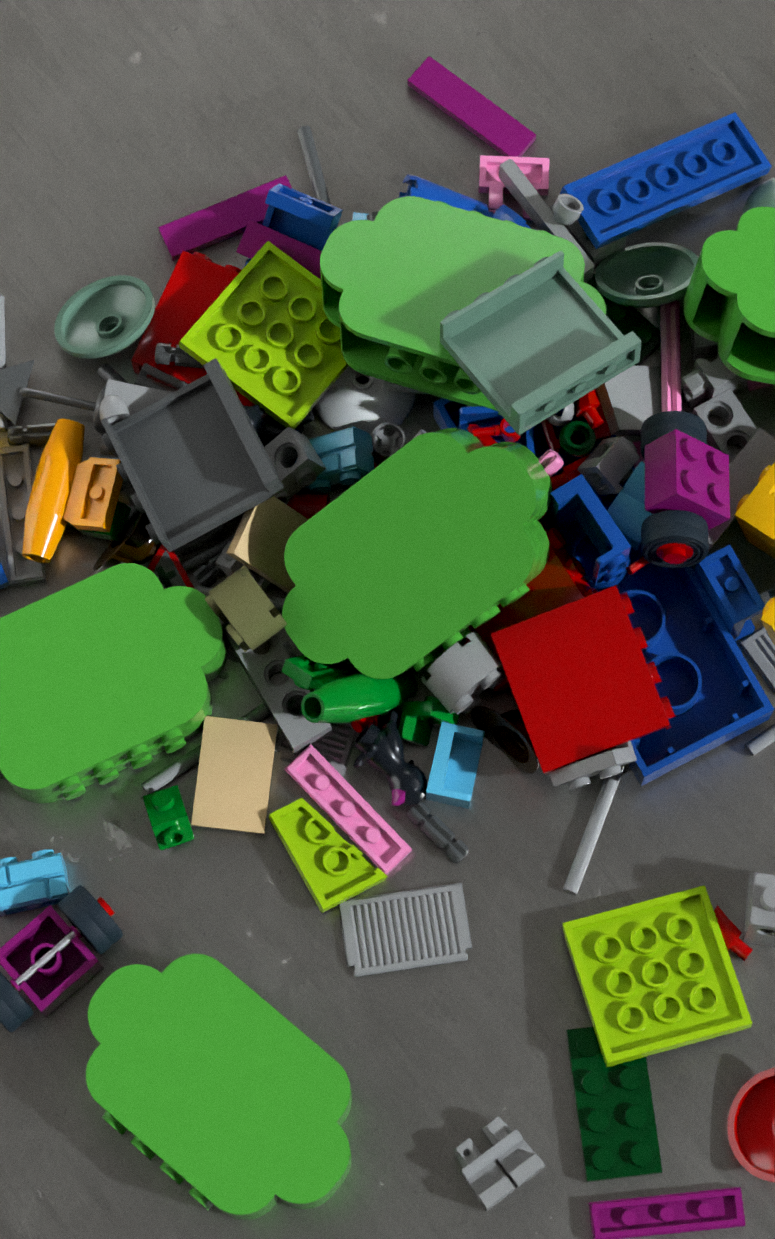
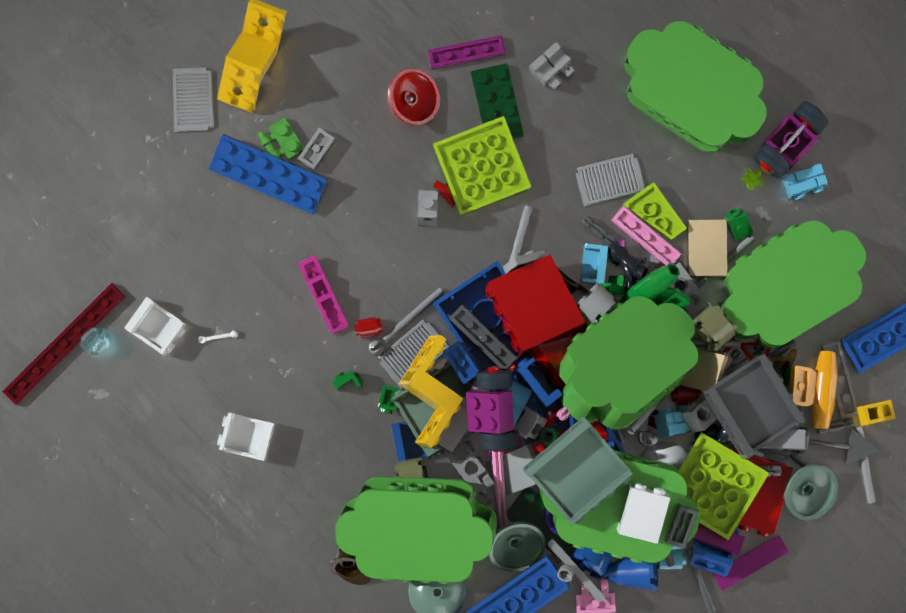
camera: 175 degrees right, 10 degrees up
(113, 409) = (800, 430): light grey hinge -> none
(130, 903) = (752, 178): none -> clear neon green plant
(344, 267) = (694, 512): none -> dark grey tile
(423, 264) = (644, 513): none -> white panel
(684, 632) = (482, 337): none -> dark grey tile

